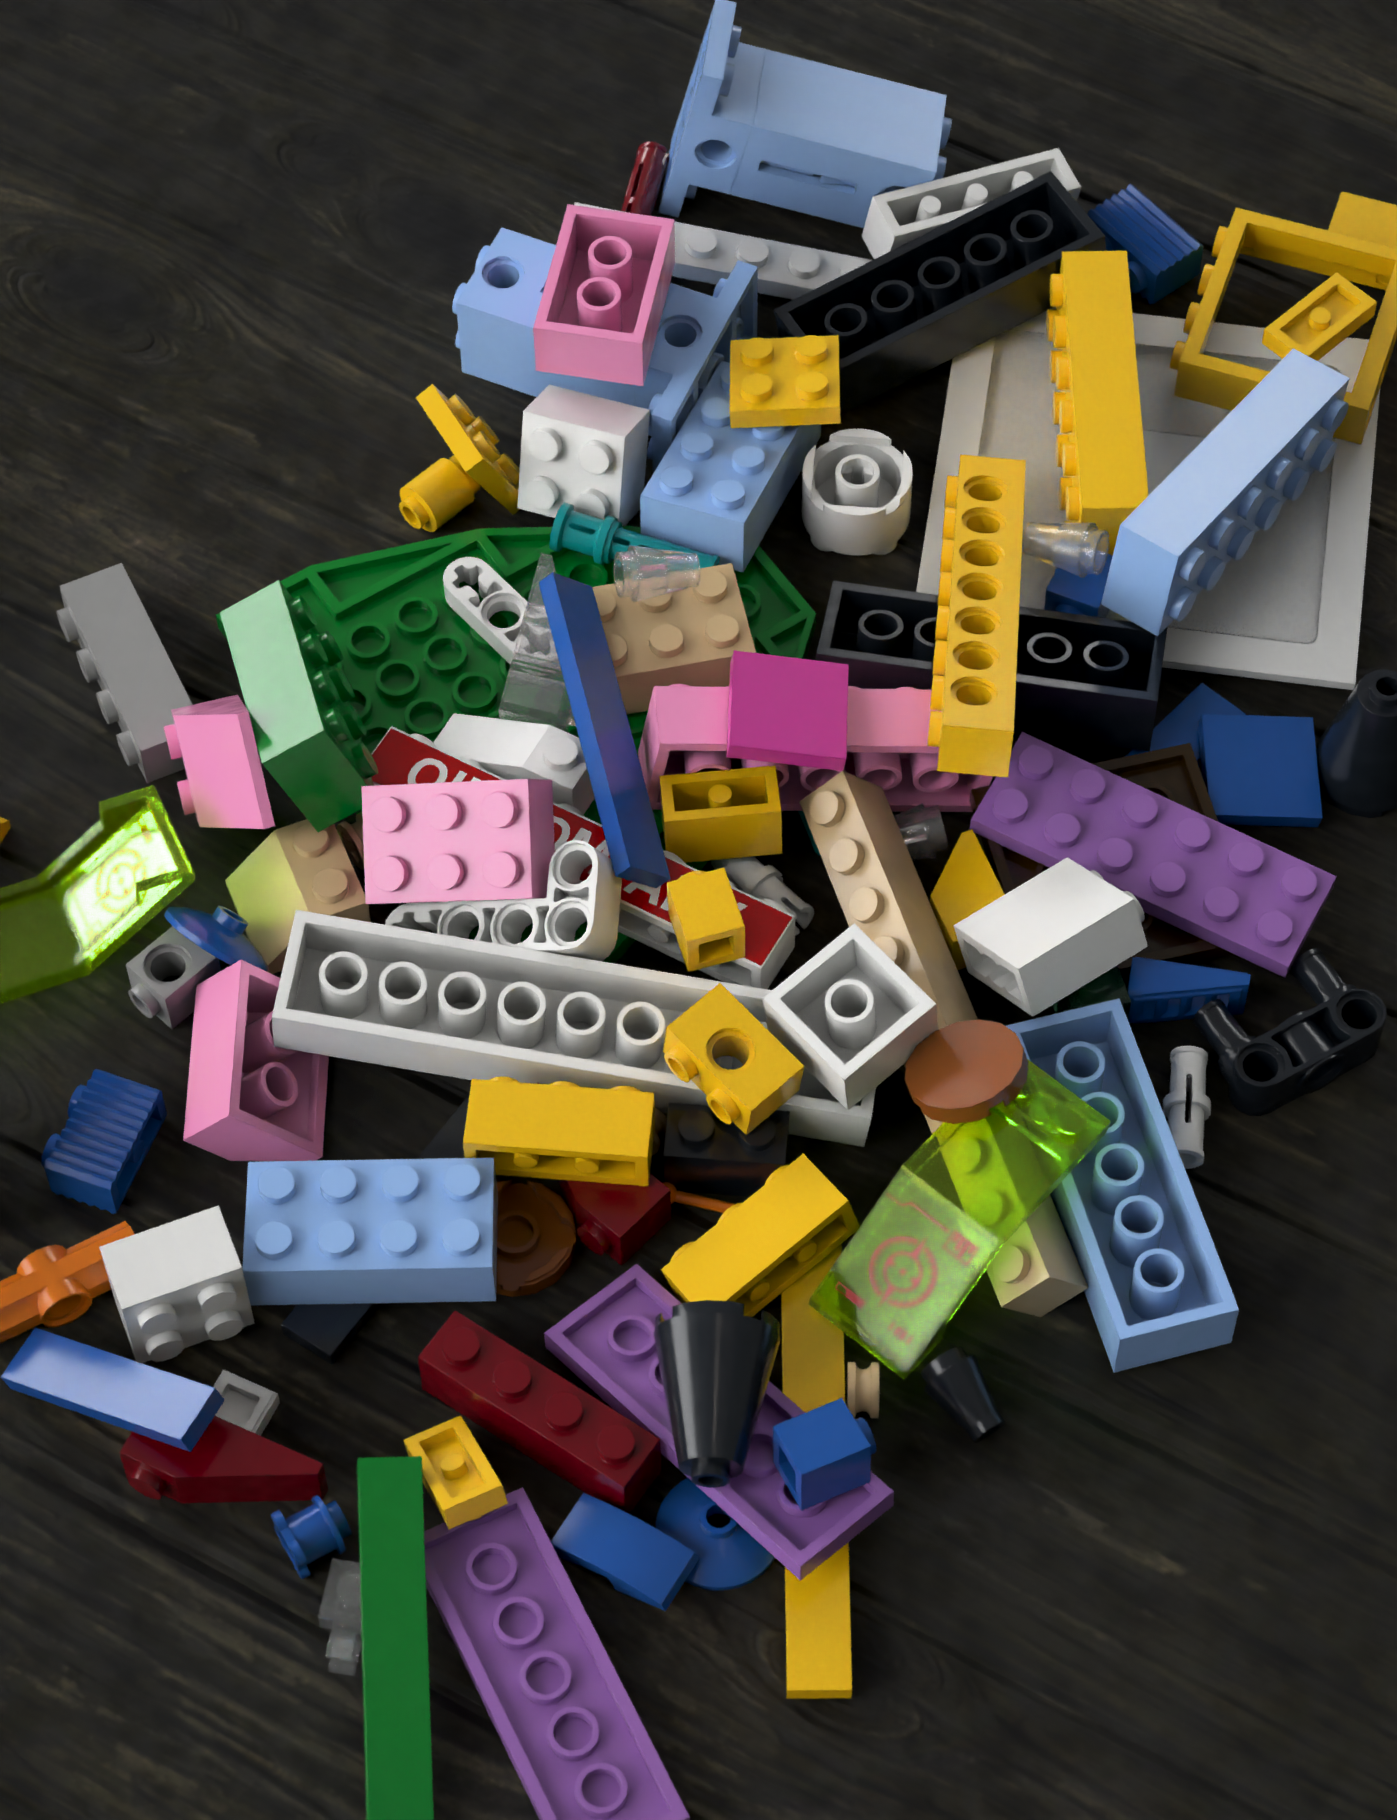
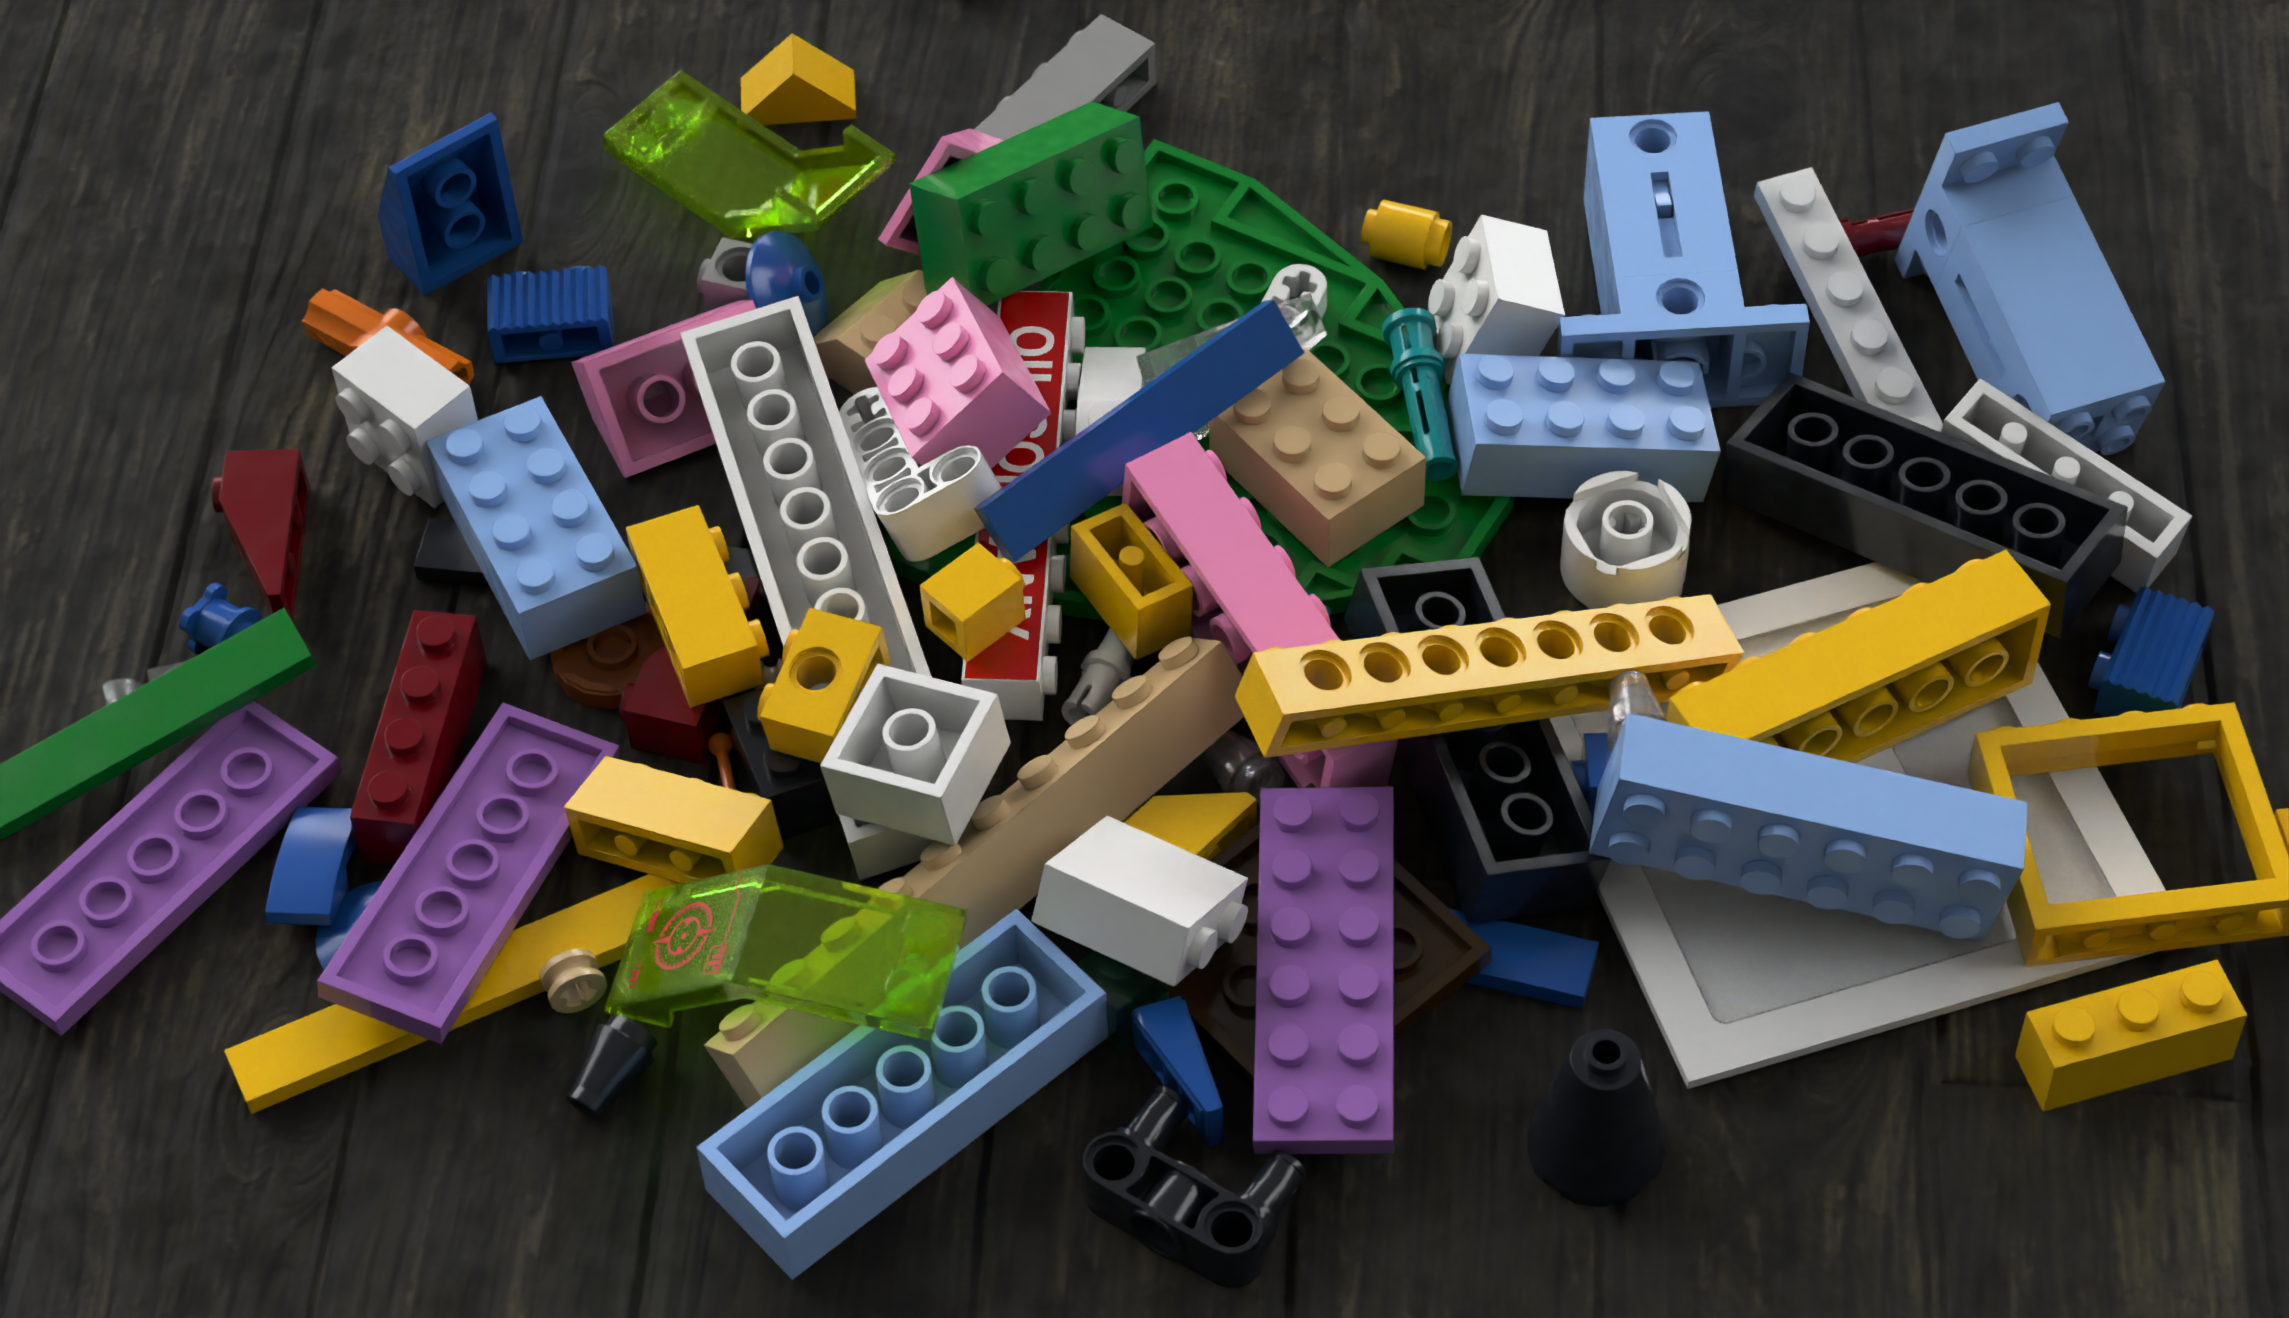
camera: 65 degrees right, 5 degrees down
(113, 1389) = (284, 422): tile -> none
(245, 1402) = (333, 531): white tile -> none
(456, 1472) = (324, 698): yellow plate -> none
(473, 445) = (1449, 209): yellow plate -> none
(604, 295) = (1651, 203): bright pink brick -> none
(654, 572) = (1346, 386): clear cone -> none
(714, 1384) = (462, 829): black cone -> none
(784, 381) = (1683, 406): yellow plate -> none
(788, 710) = (1233, 548): dark pink tile -> none
(823, 1453) = (437, 943): blue brick -> none
(966, 1071) = (905, 872): dark orange tile -> none
(1189, 1075) = (1048, 1129): white pin -> none
(1261, 769) = (1507, 1032): blue tile -> none
(1320, 319) = (2114, 830): yellow plate -> none

